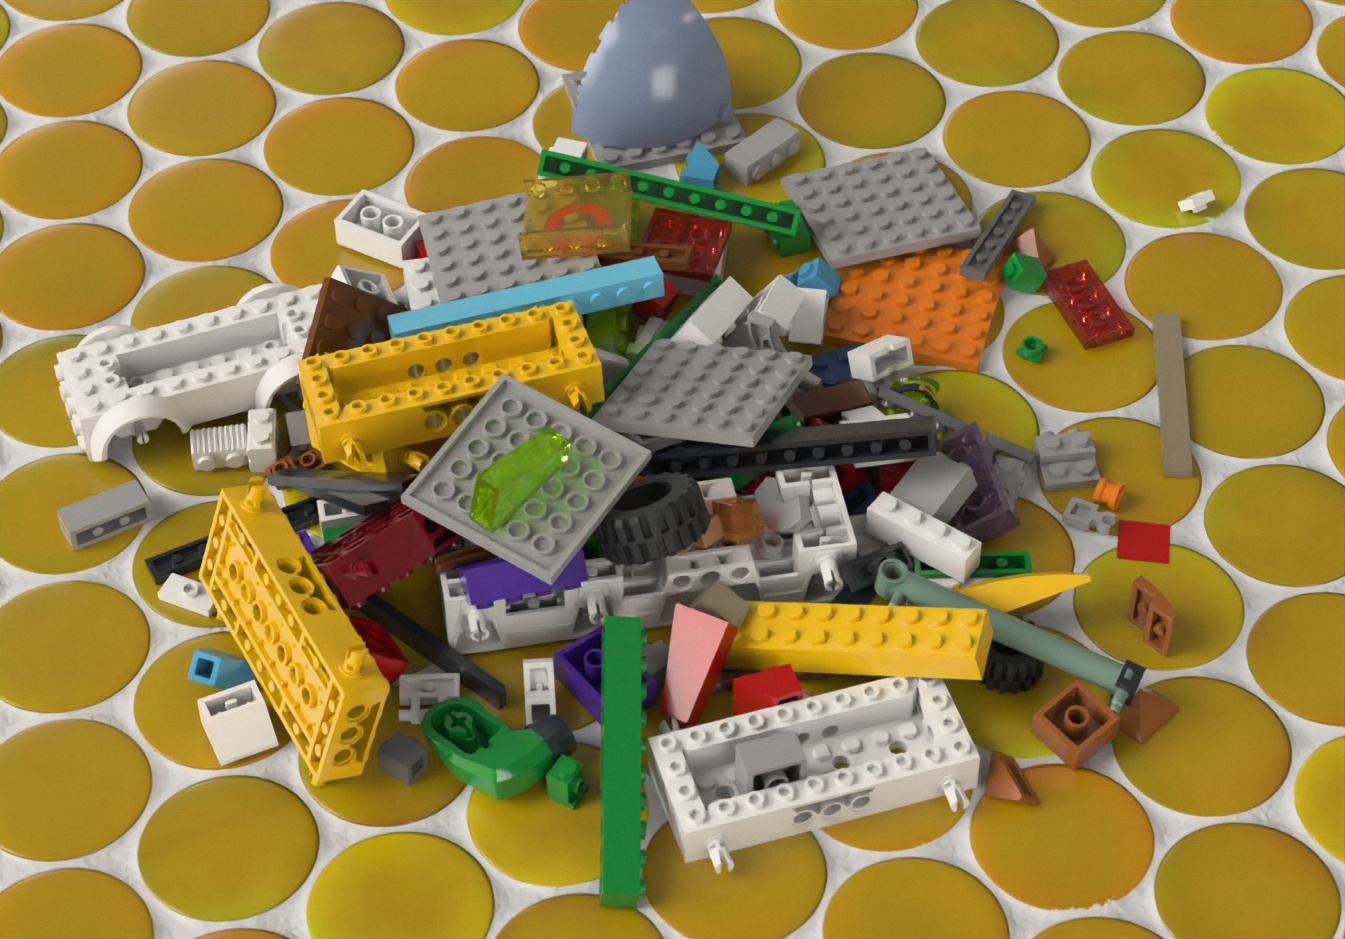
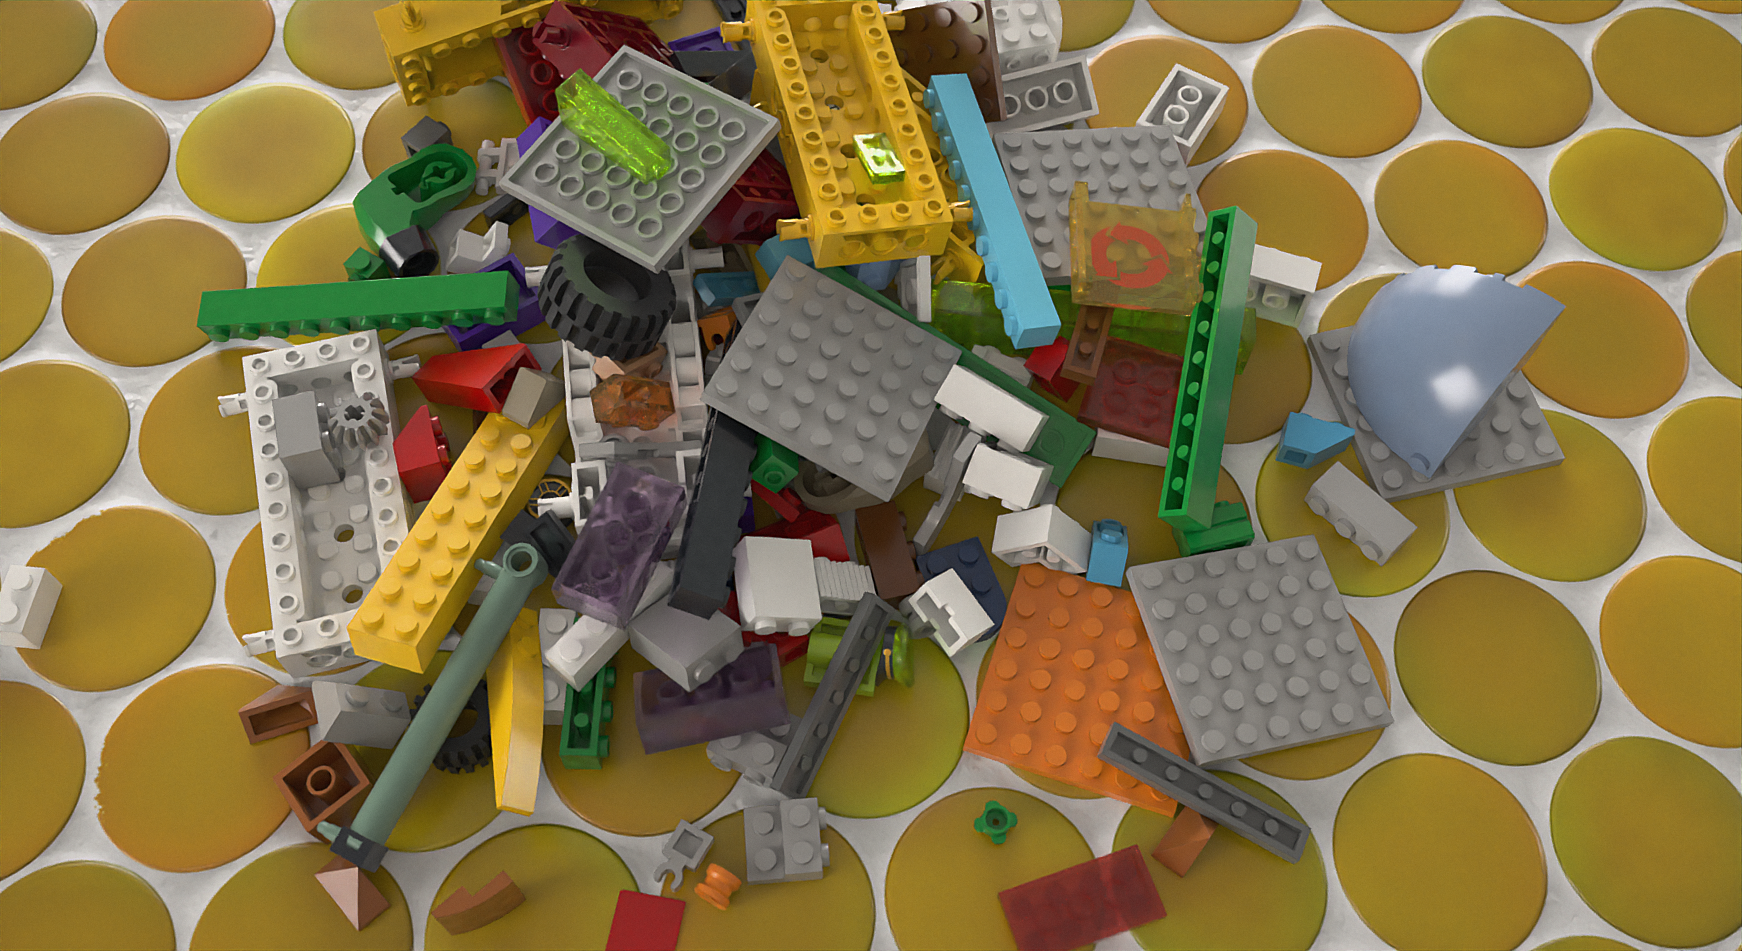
camera: 90 degrees right, 15 degrees up
(502, 351) = (878, 158): none -> clear neon green plate
(759, 716) = (358, 421): none -> light grey gear
(881, 497) = (620, 546): none -> clear purple brick
(1012, 701) = (360, 714): none -> light grey slope
(1023, 273) = (1130, 819): green brick -> none

